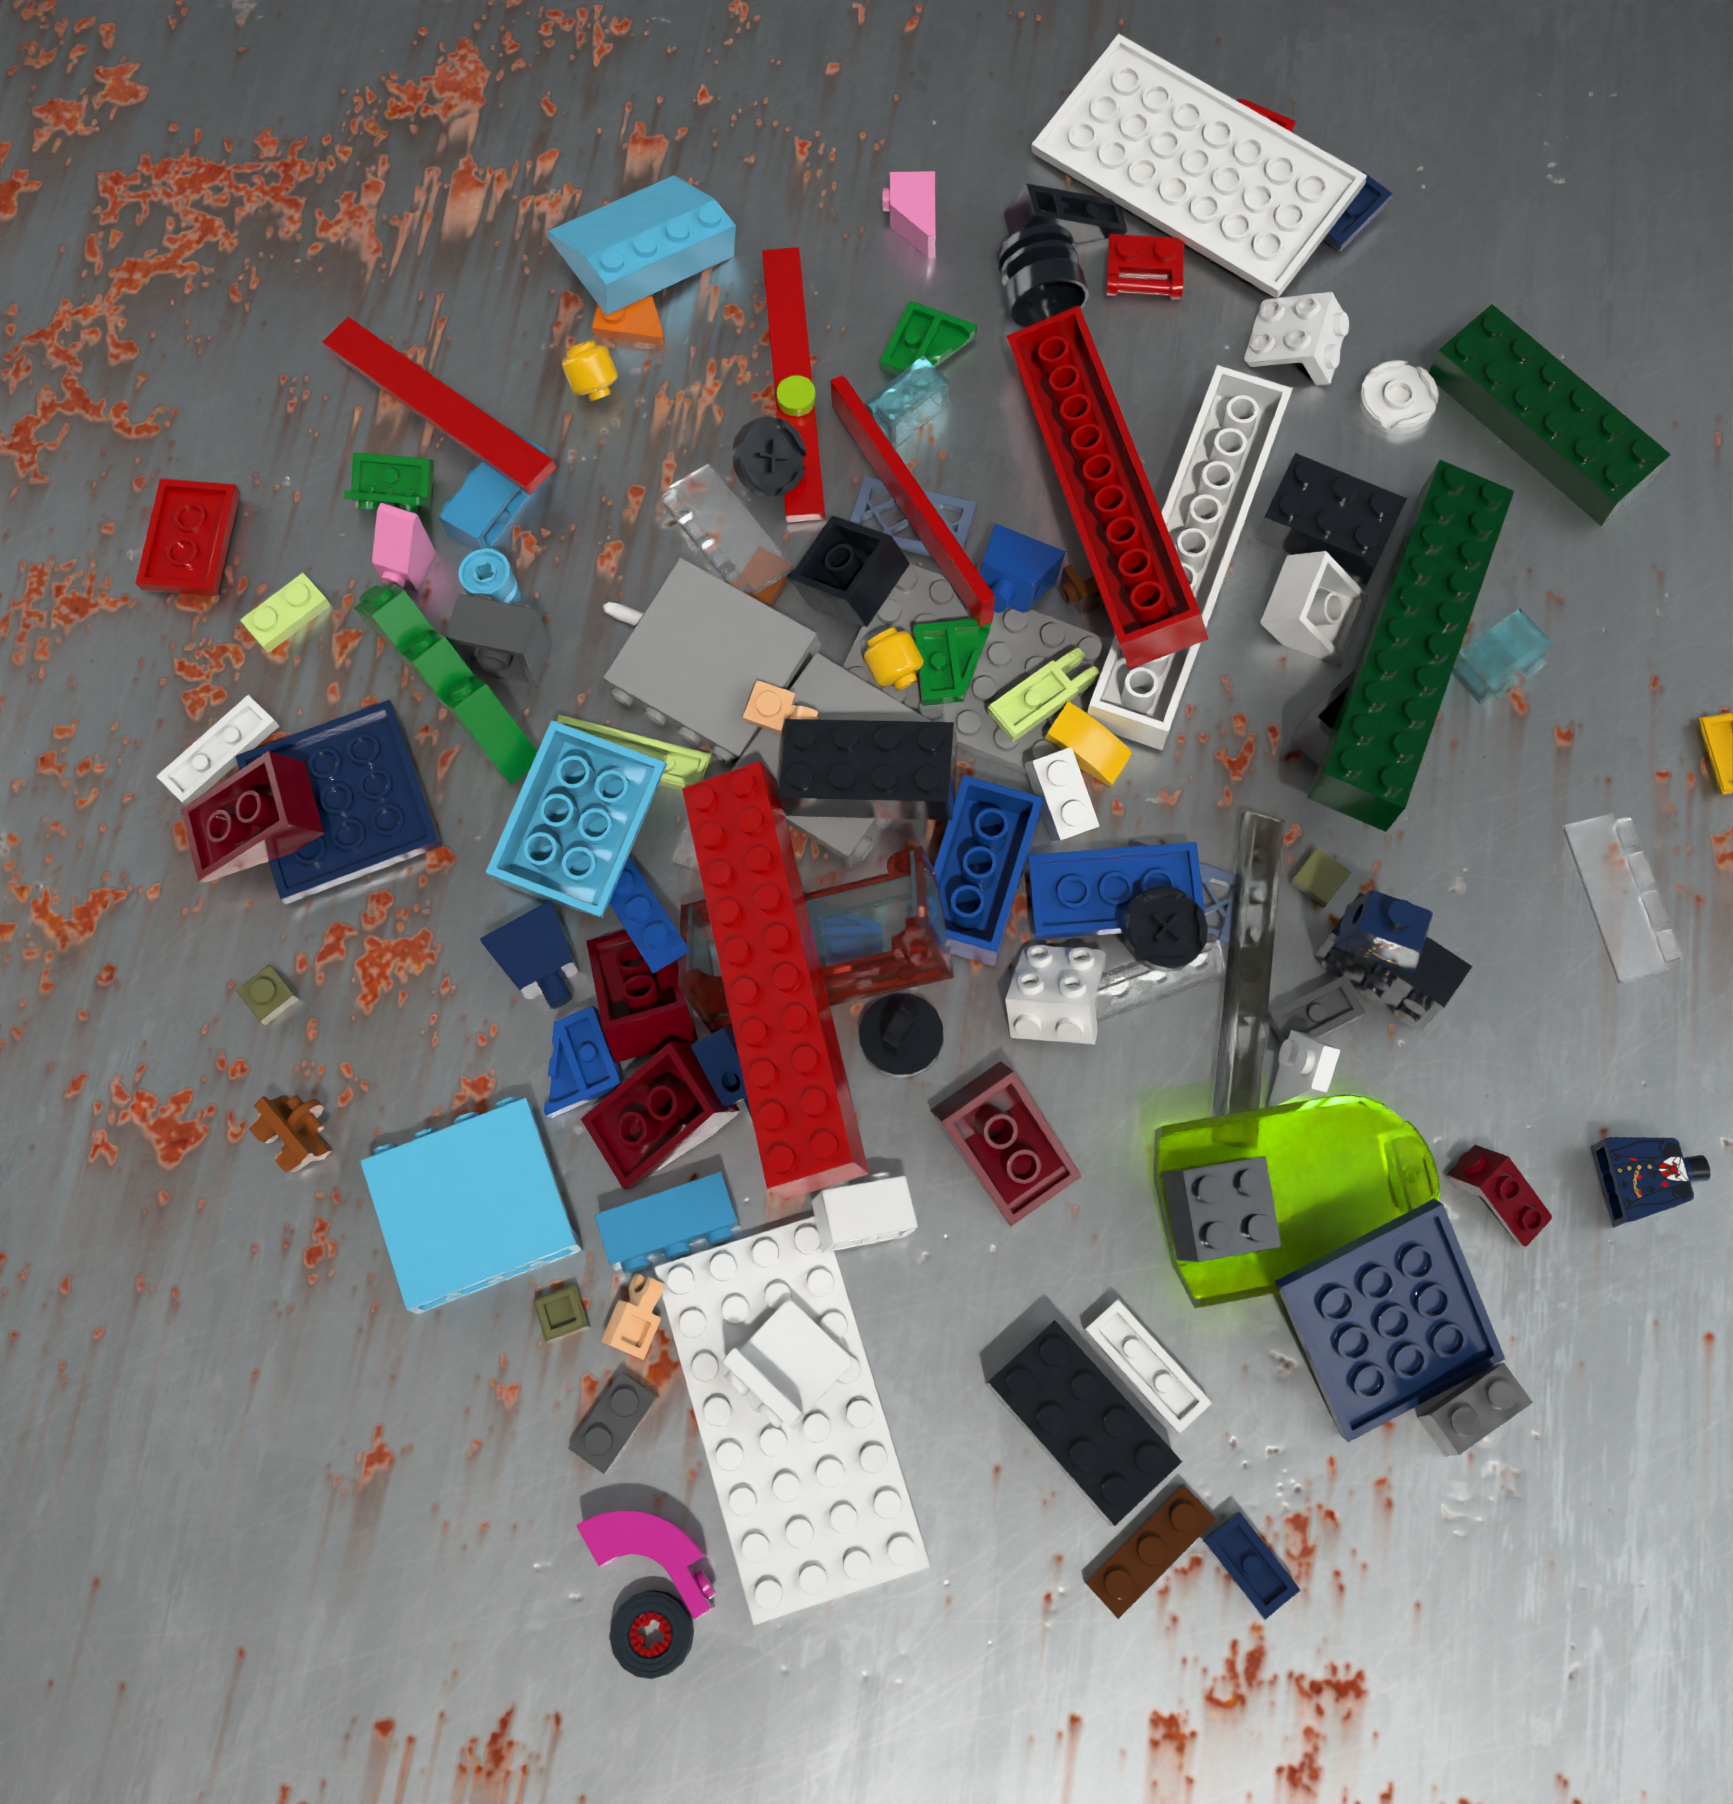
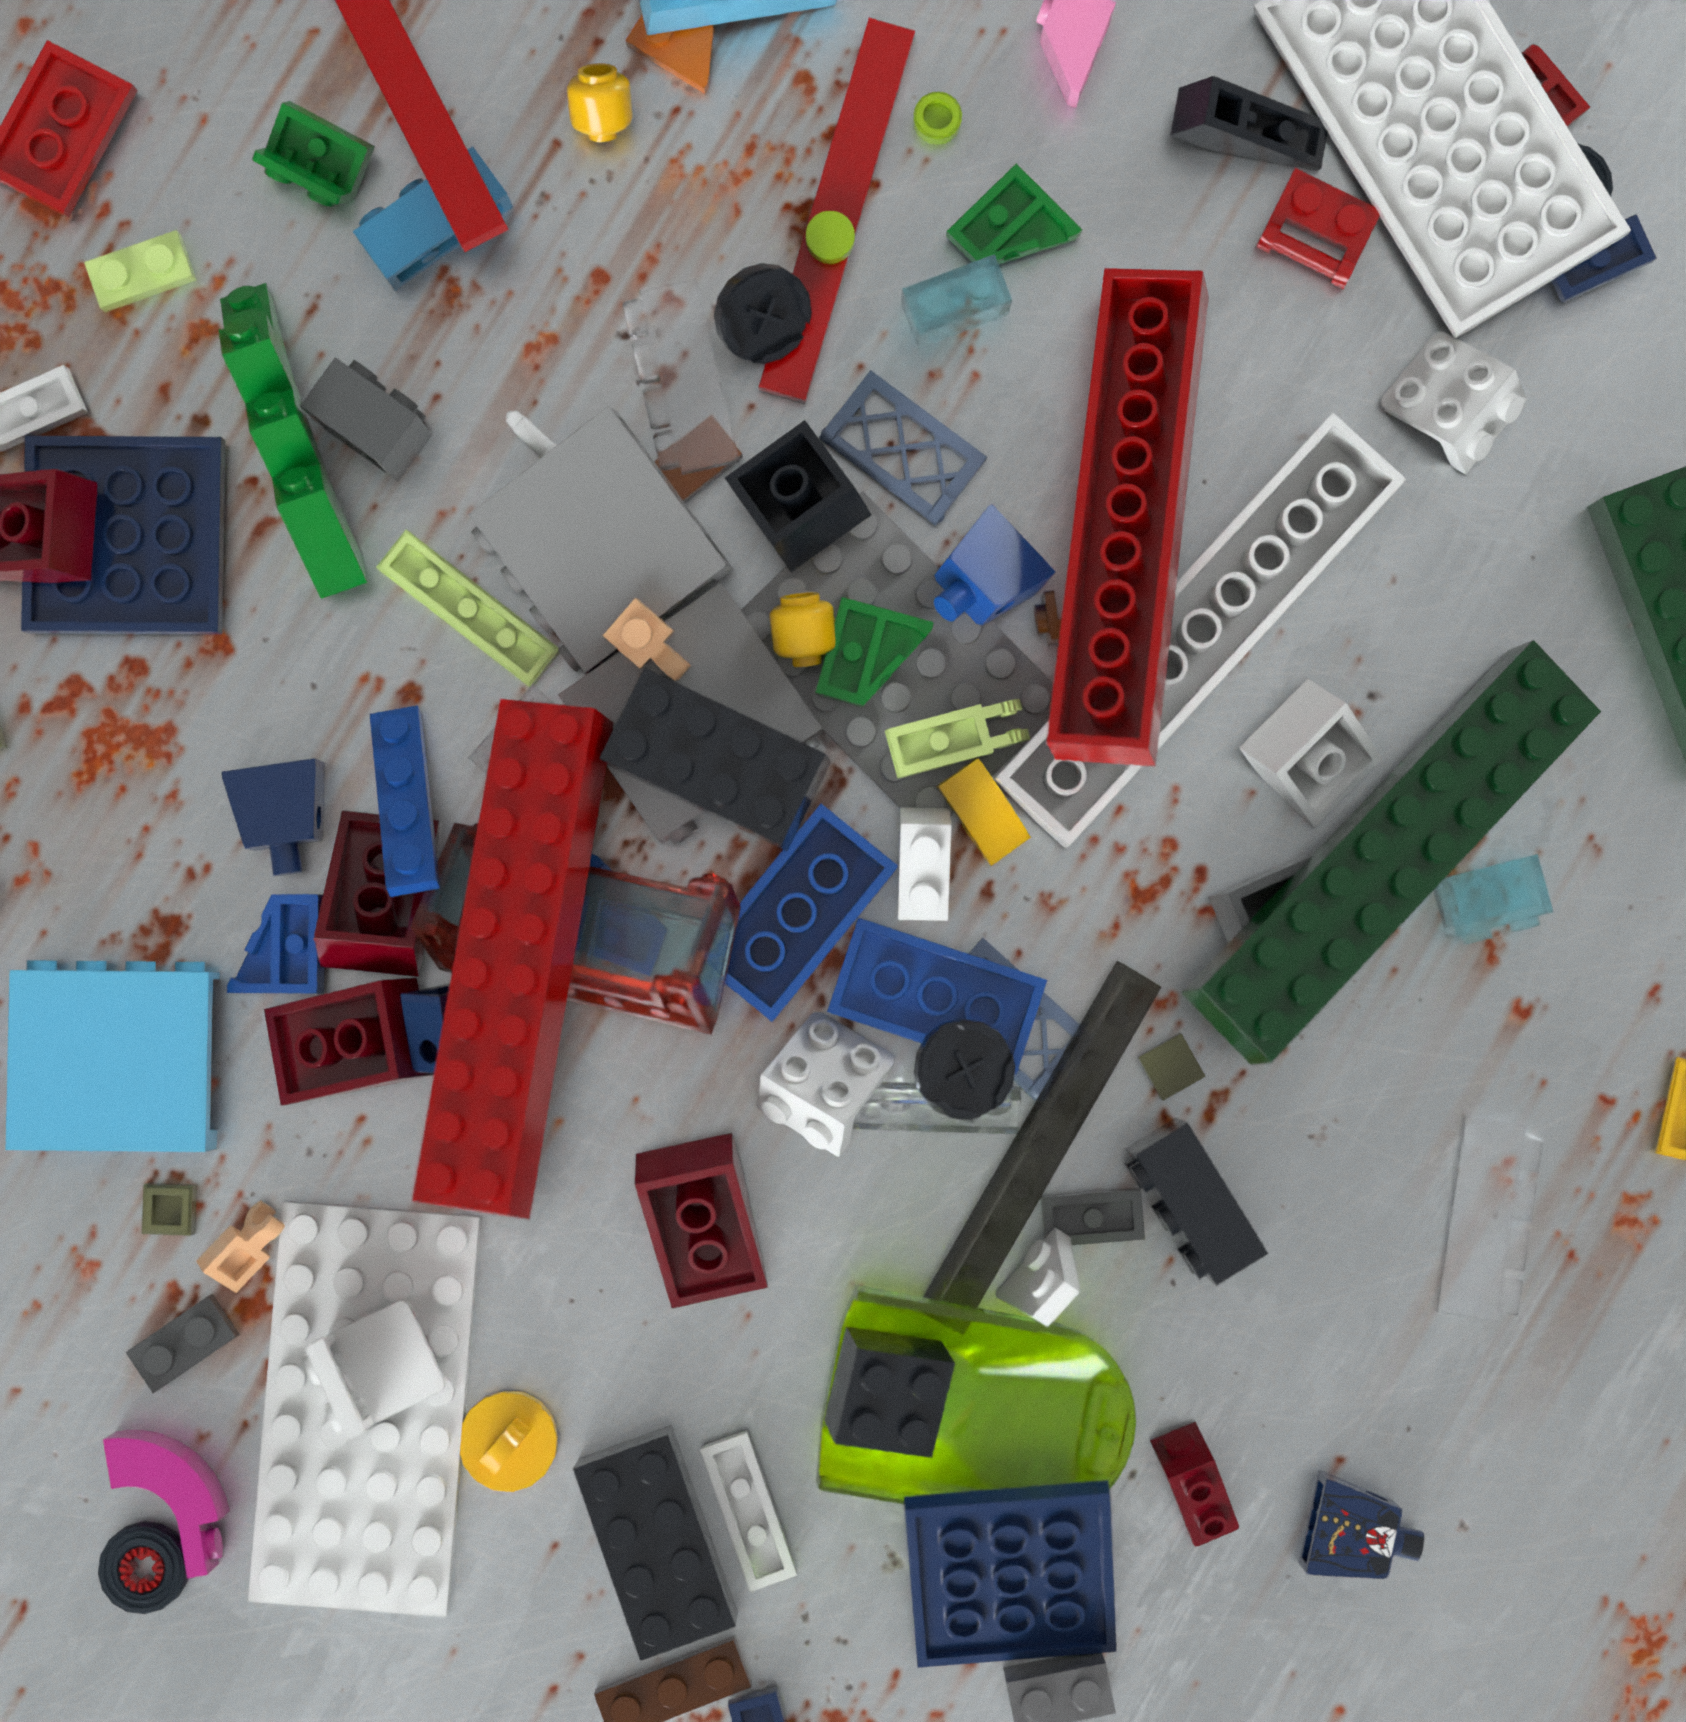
camera: 20 degrees right, 15 degrees up
(401, 548) = (294, 255): bright pink slope -> none
(489, 574) = (383, 338): medium azure wheel -> none
(575, 820) = (375, 679): medium azure slope -> none
(668, 1223) = (312, 1164): dark azure brick -> none
(839, 297) = (937, 118): none -> lime tile
(864, 1212) = (522, 1245): white brick -> none
(901, 1035) = (640, 1059): black tile -> none
(913, 502) = (905, 434): red tile -> none
(922, 1392) = (508, 1441): none -> yellow tile
(1041, 273) = (1183, 202): black wheel -> none
(1331, 513) = (1381, 652): black brick -> none
(1385, 930) = (1184, 1185): dark blue torso -> none
(1398, 397) = (1537, 523): white tile -> none

